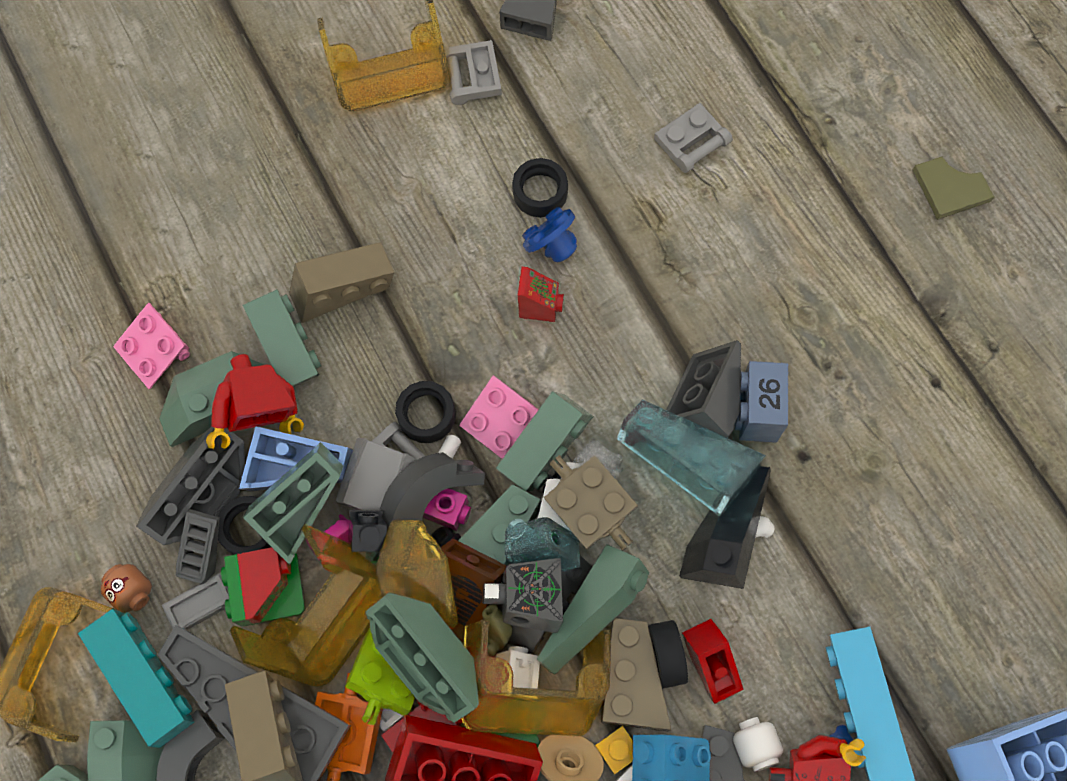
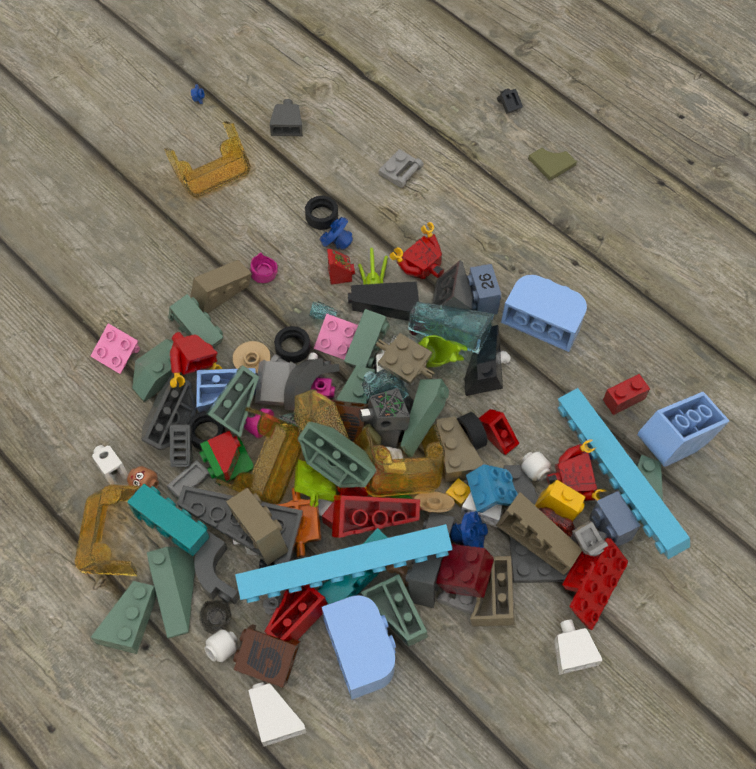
camera: 20 degrees left, 10 degrees down
(81, 552) = (107, 462): none -> white torso
(350, 406) = (250, 351): none -> tan dish
(366, 530) = (281, 406): black brick -> none
(418, 265) = (263, 269): none -> dark pink hair
(481, 68) = (267, 158): light grey plate -> none
(487, 363) = (320, 310): none -> clear light blue cone
(587, 332) = (373, 277): none -> lime plant
(598, 371) = (387, 299): none -> black slope
(657, 495) = (442, 350): none -> lime piece
(679, 311) = (422, 257): none -> red torso
(859, 467) = (545, 311): none -> light blue brick
(913, 56) = (510, 100): none -> black bracket
(951, 655) = (626, 394): none -> red brick

